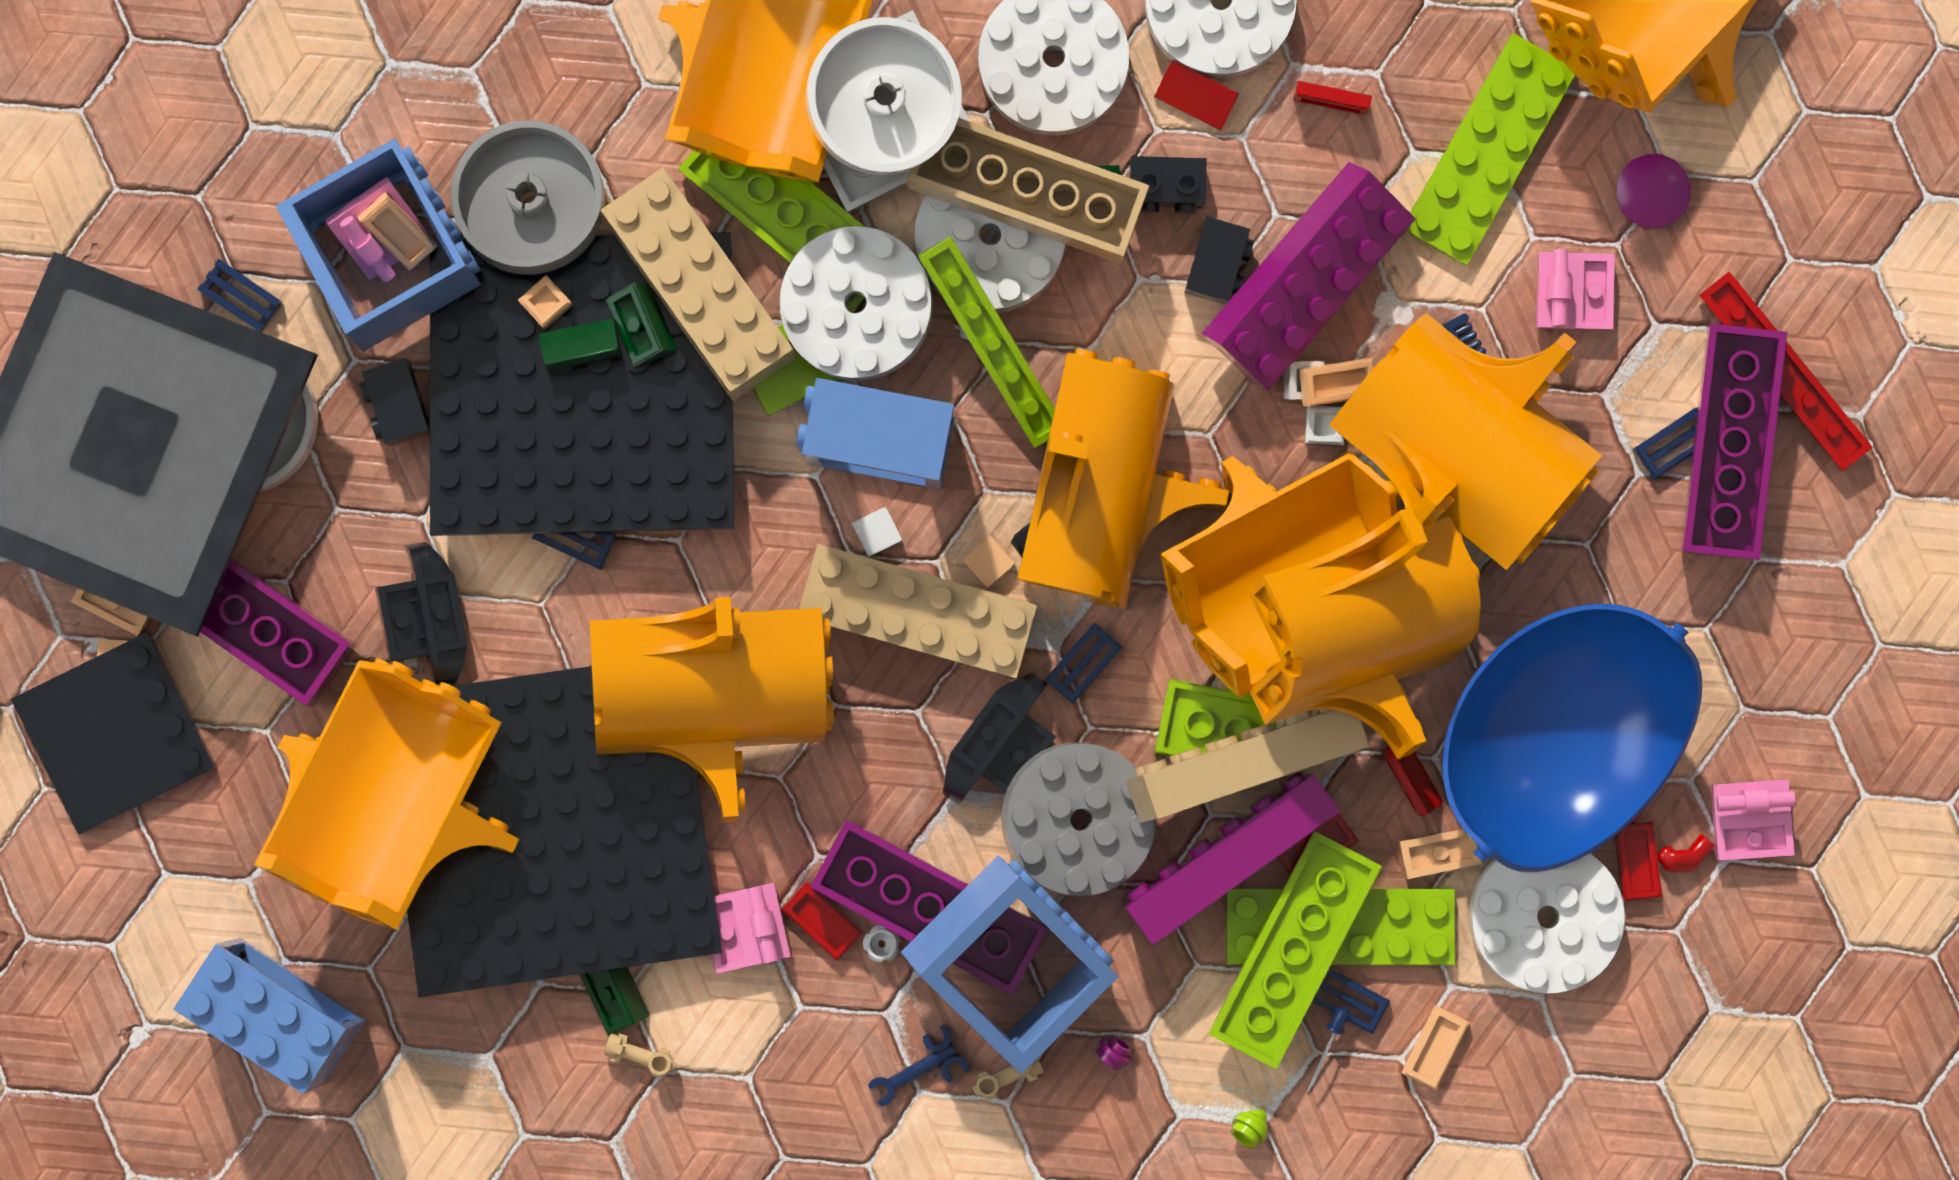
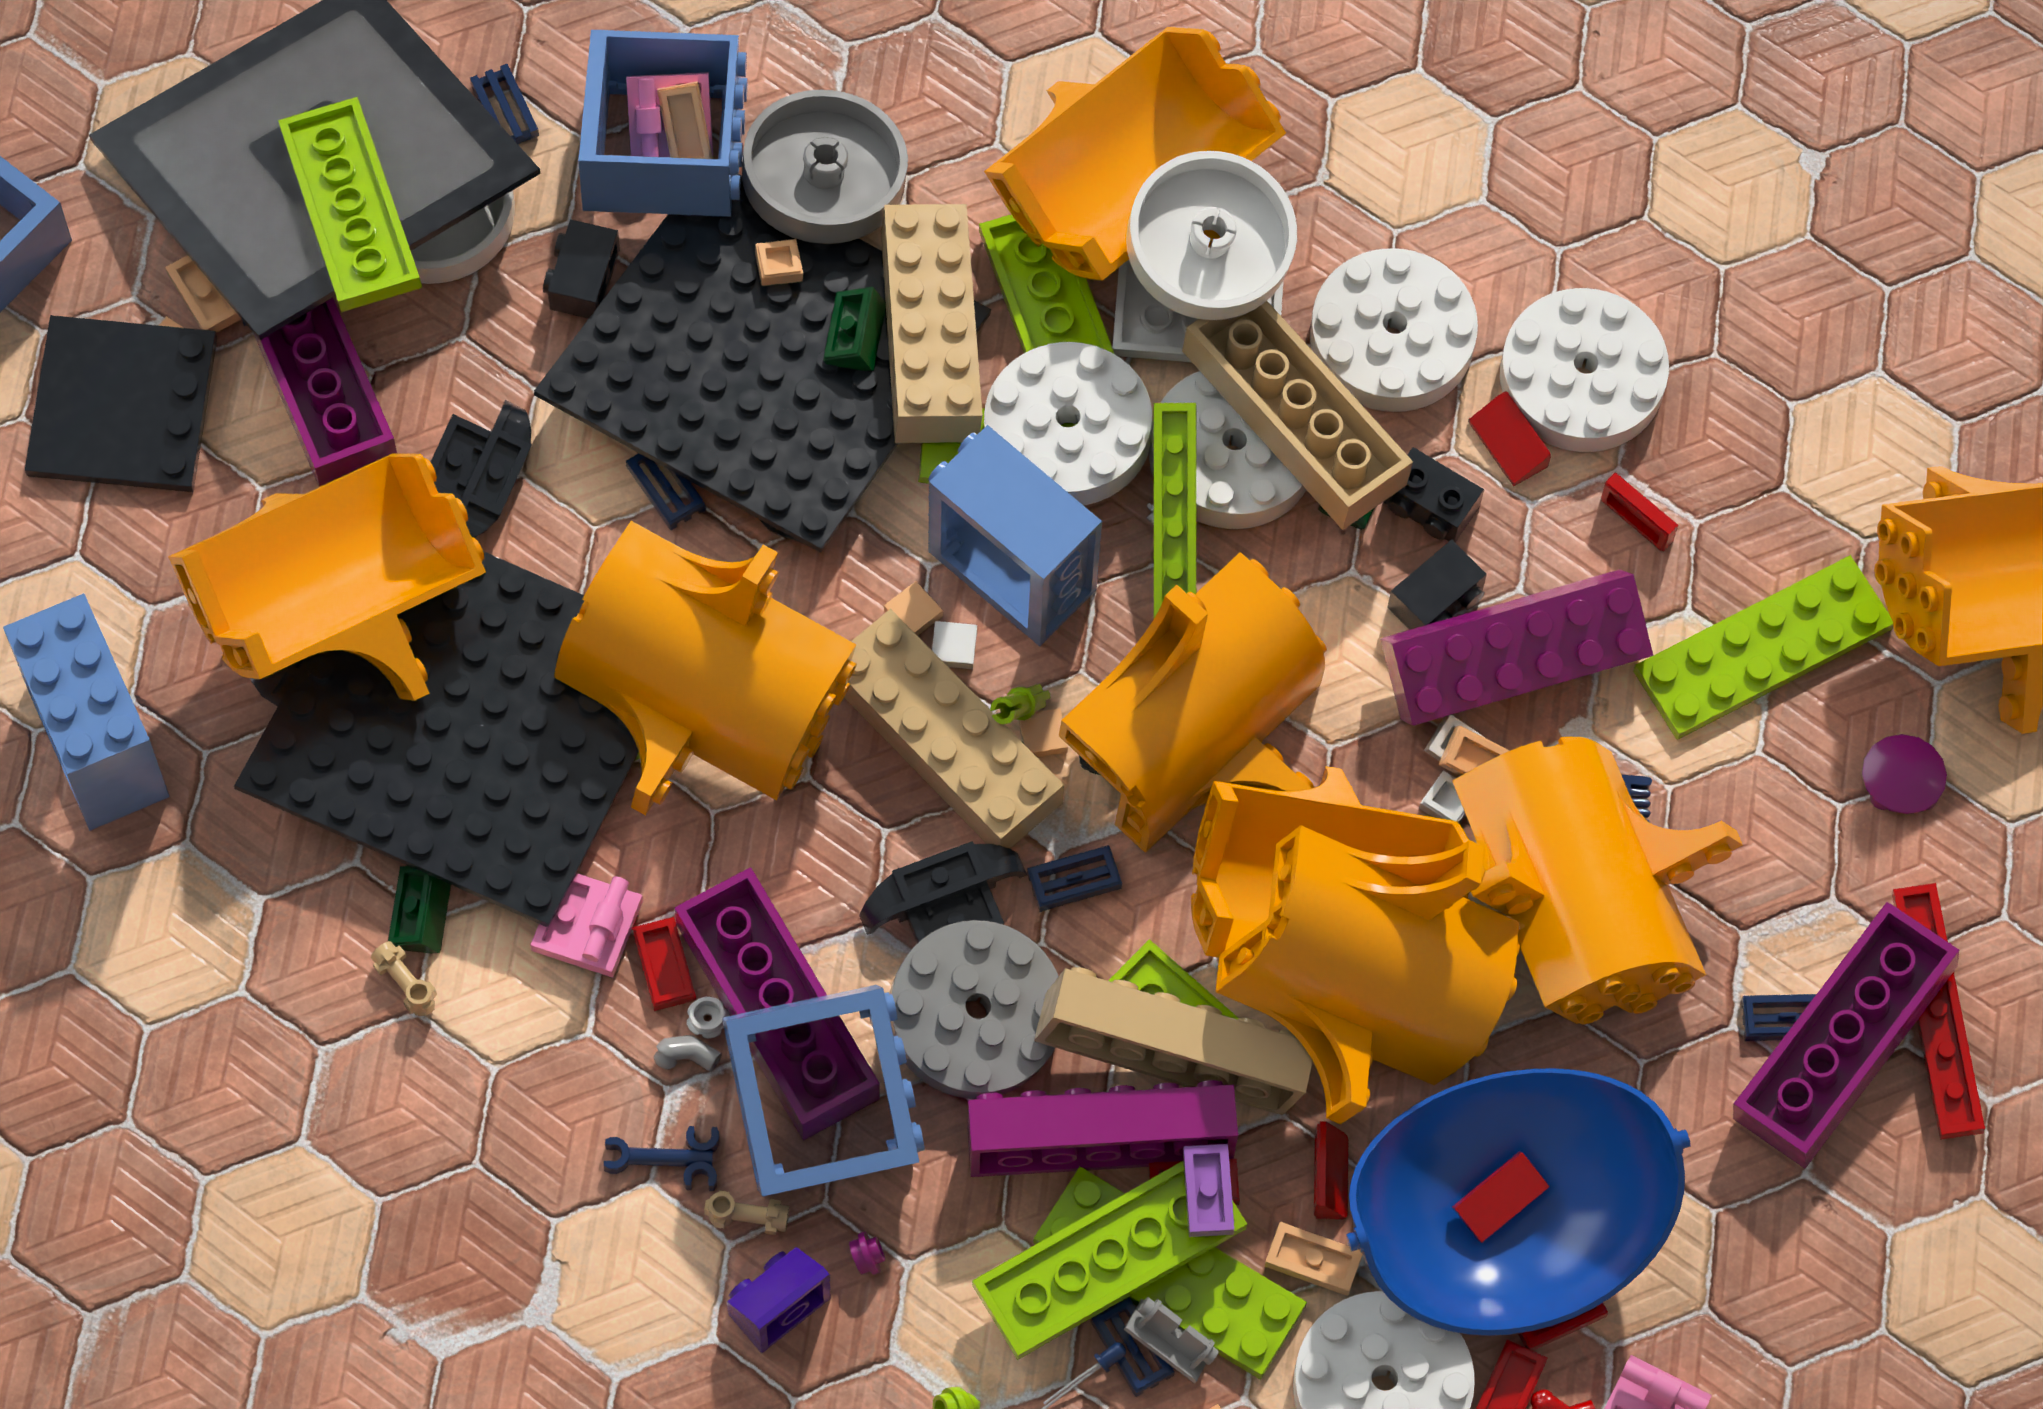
camera: 25 degrees right, 20 degrees down
(189, 479) = (349, 204): none -> lime plate
(579, 344) = (785, 314): dark green slope -> none
(828, 523) = (915, 608): none -> light nougat tile
(879, 978) = (686, 1047): none -> light grey arm
(961, 556) = (1020, 703): none -> lime axle
(1072, 1129) = (779, 1297): none -> dark purple slope
(1341, 863) = (1208, 1190): none -> medium lavender plate
(1374, 982) = (1159, 1331): none -> light grey hinge
(1550, 723) = (1500, 1196): none -> red tile
(1575, 291) = (1774, 816): bright pink plate -> none

